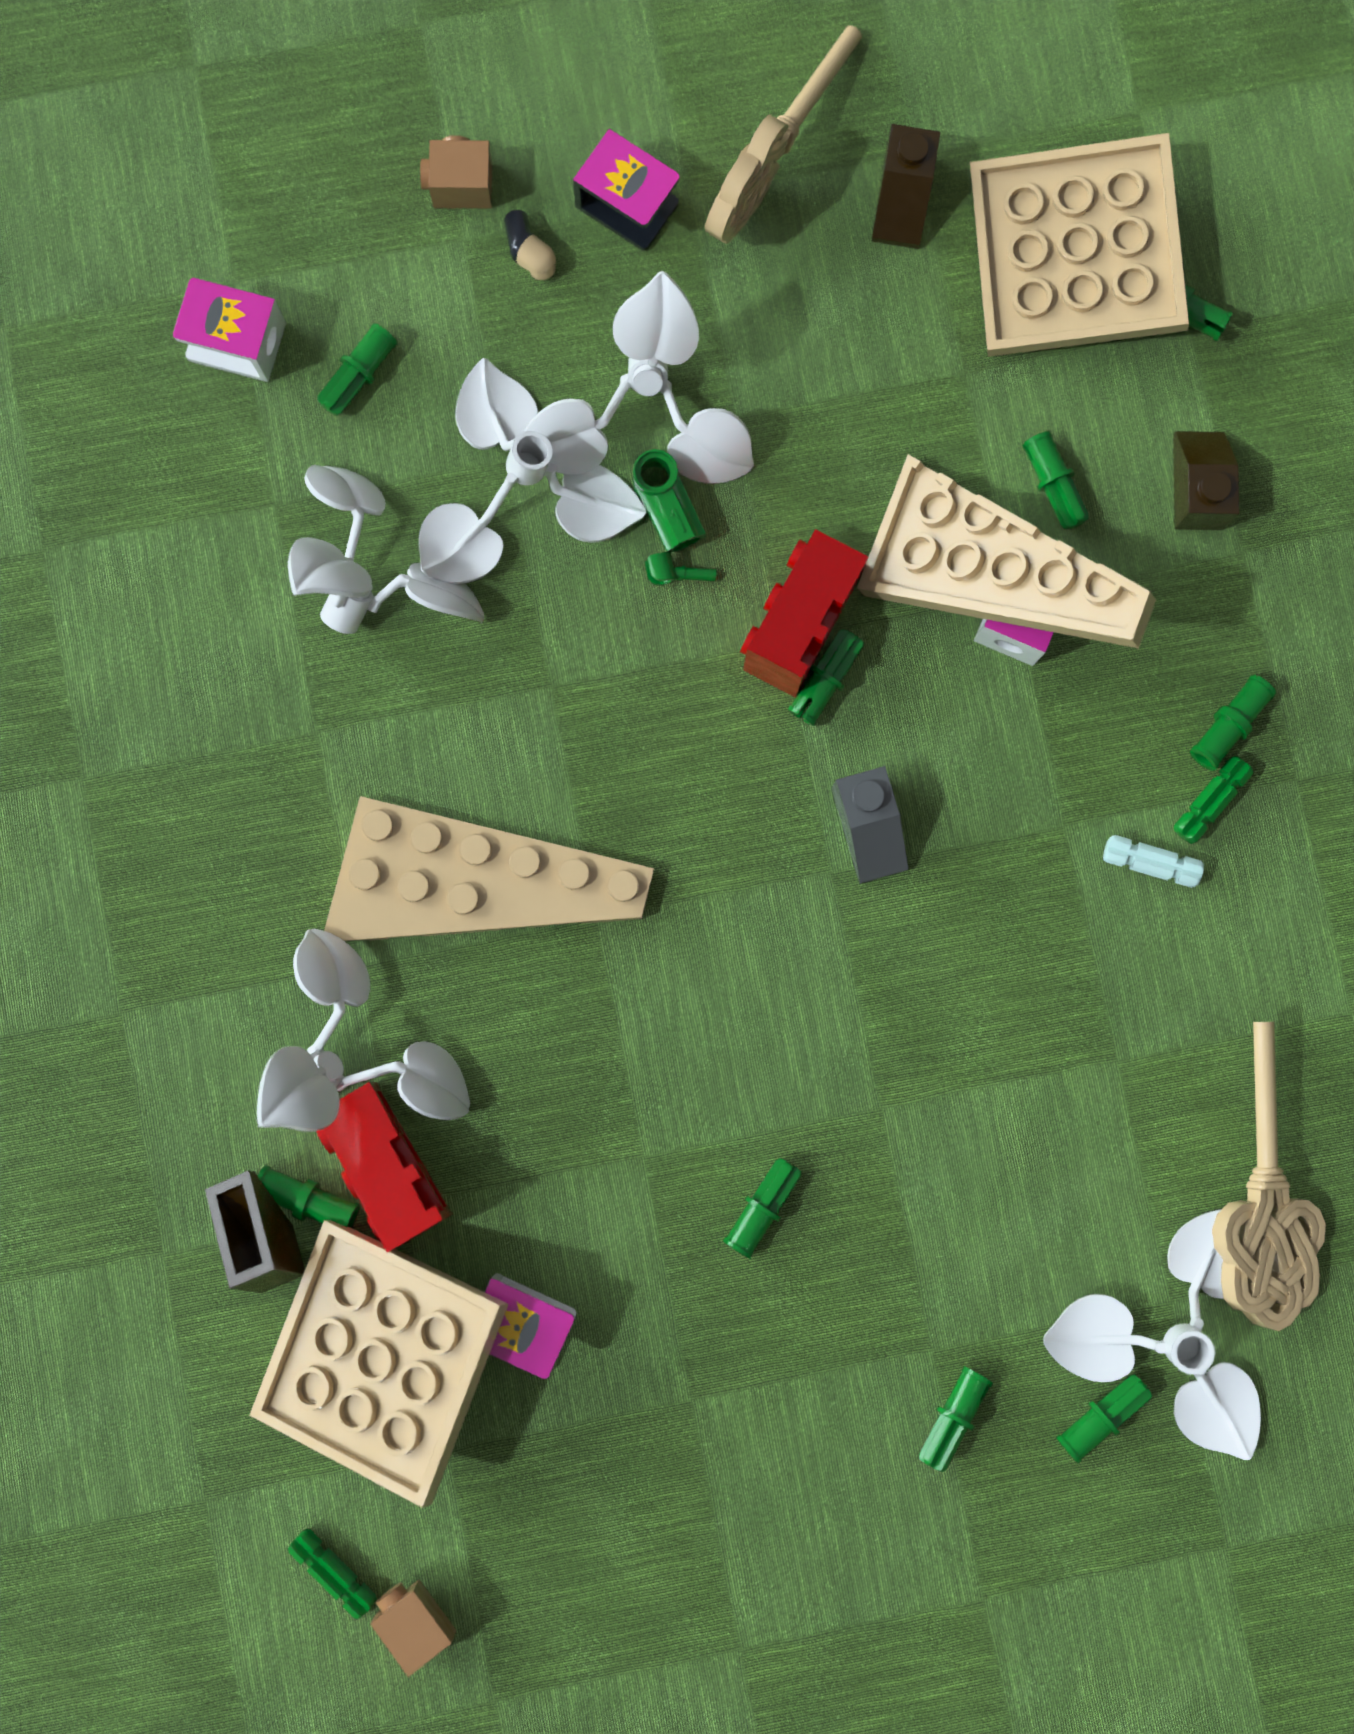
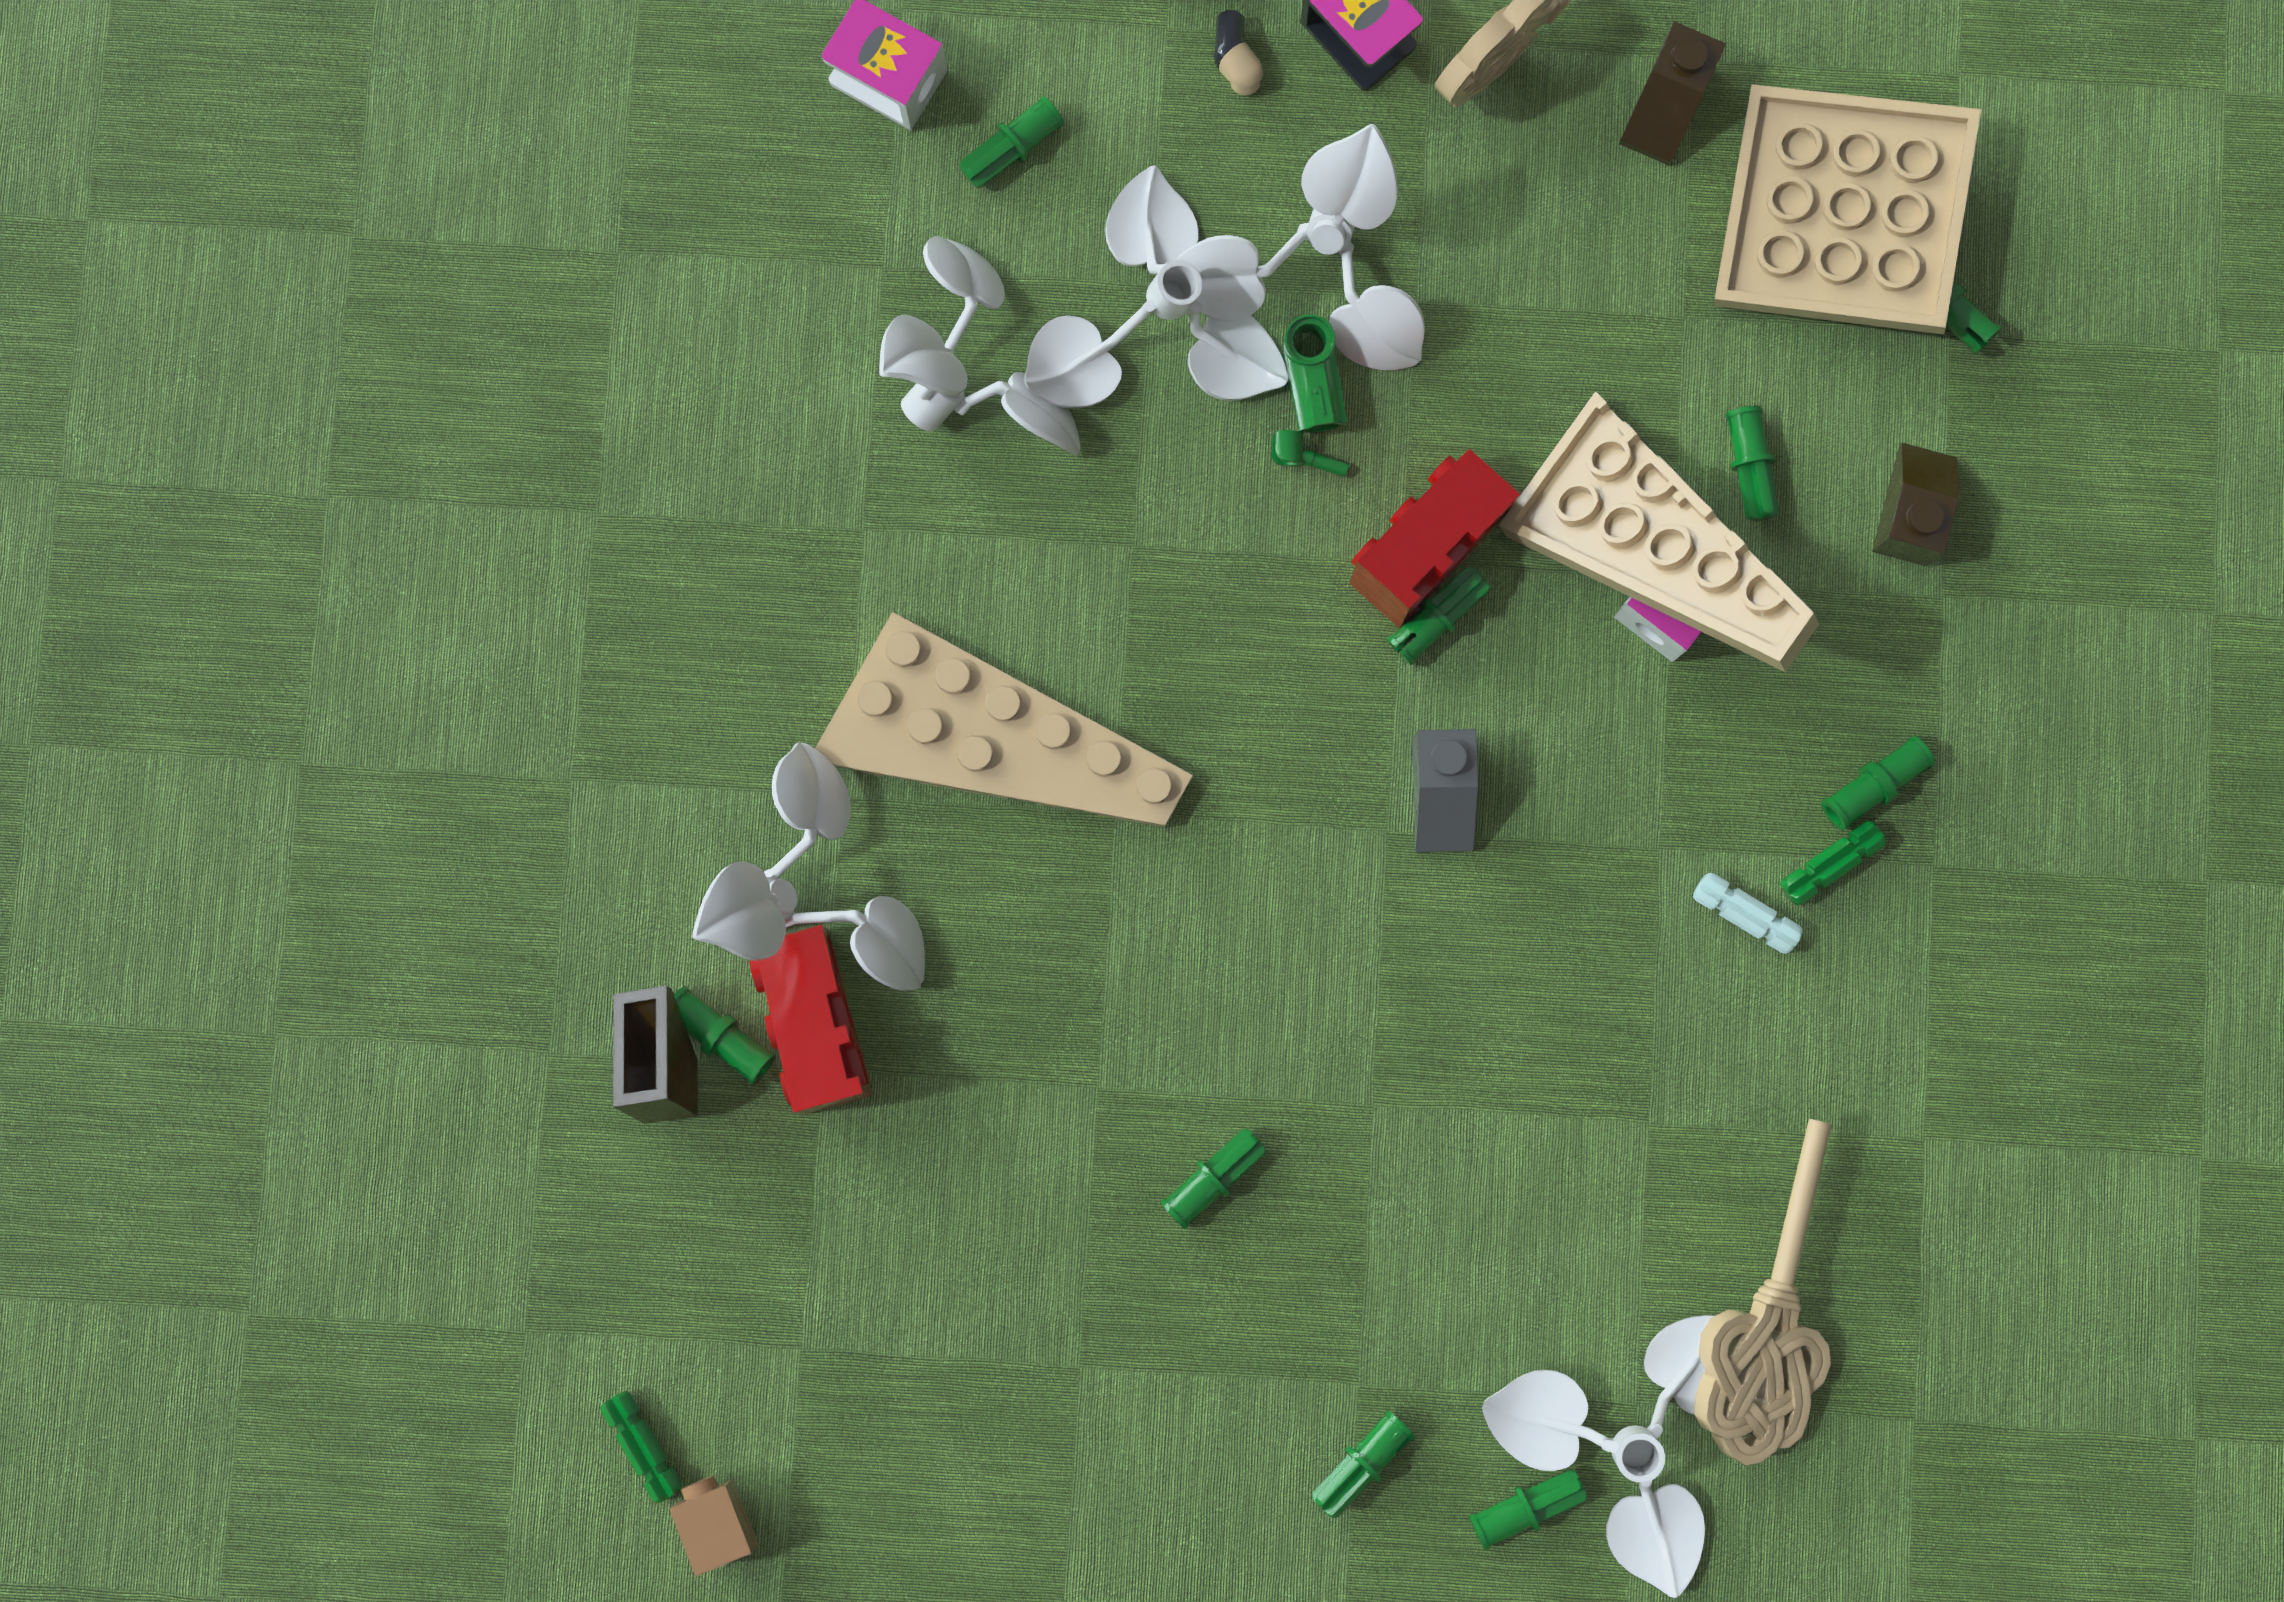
camera: 20 degrees right, 0 degrees up
(378, 1362) = (752, 1229): tan plate -> none
(531, 1326) = (915, 1233): dark pink piece -> none

